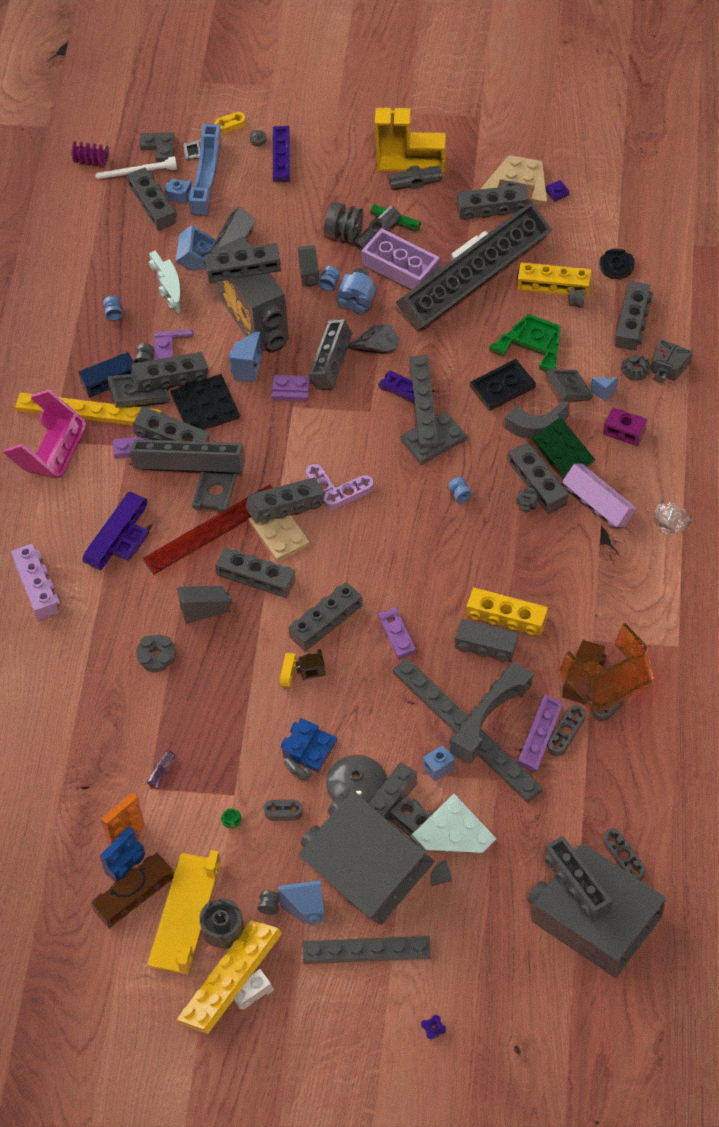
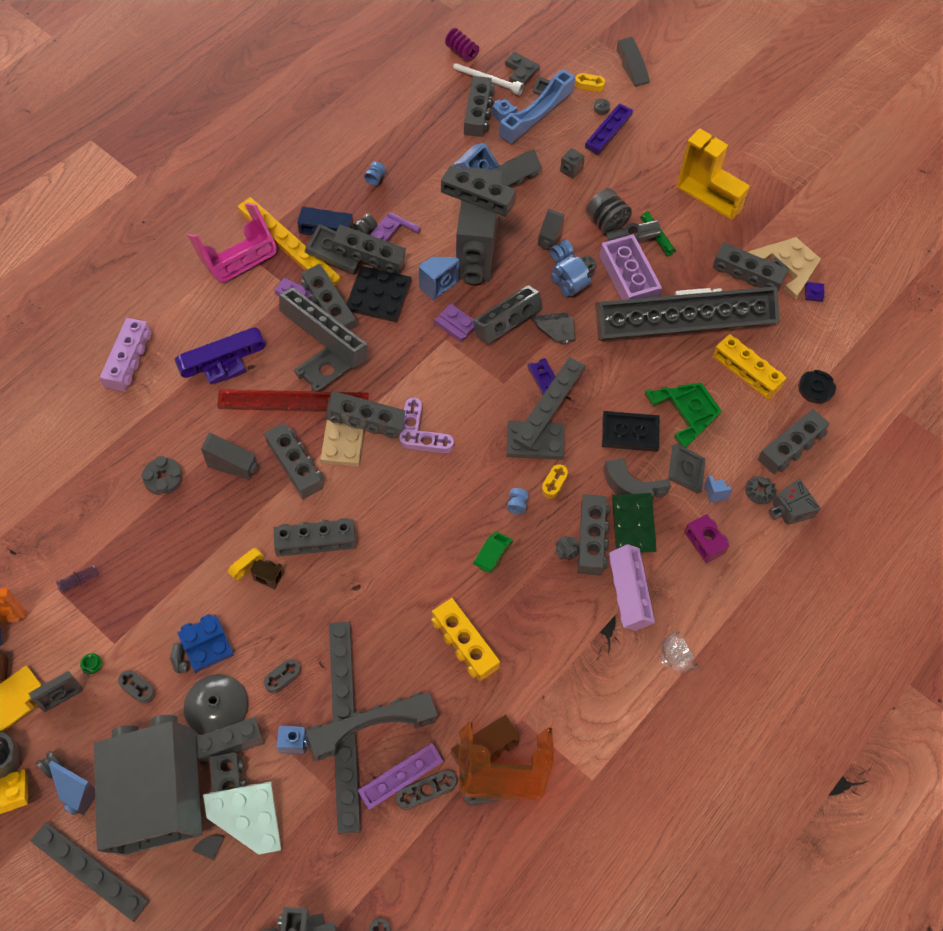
camera: 30 degrees right, 5 degrees up
(168, 280) = (432, 182): light aqua slope -> none
(228, 849) = (55, 691): none -> dark grey plate
(253, 83) = (632, 61): none -> dark grey slope
(276, 200) = (572, 163): none -> dark grey brick
(385, 728) = (285, 679): none -> dark grey beam
(397, 633) = (360, 593): medium lavender plate -> none
(415, 177) = (701, 209): dark grey piece -> none
(471, 459) = (558, 483): none -> yellow beam
(473, 538) = (492, 551): none -> green slope
(486, 640) = (426, 654): dark grey brick -> none
(577, 297) = (756, 394): dark grey wheel -> none

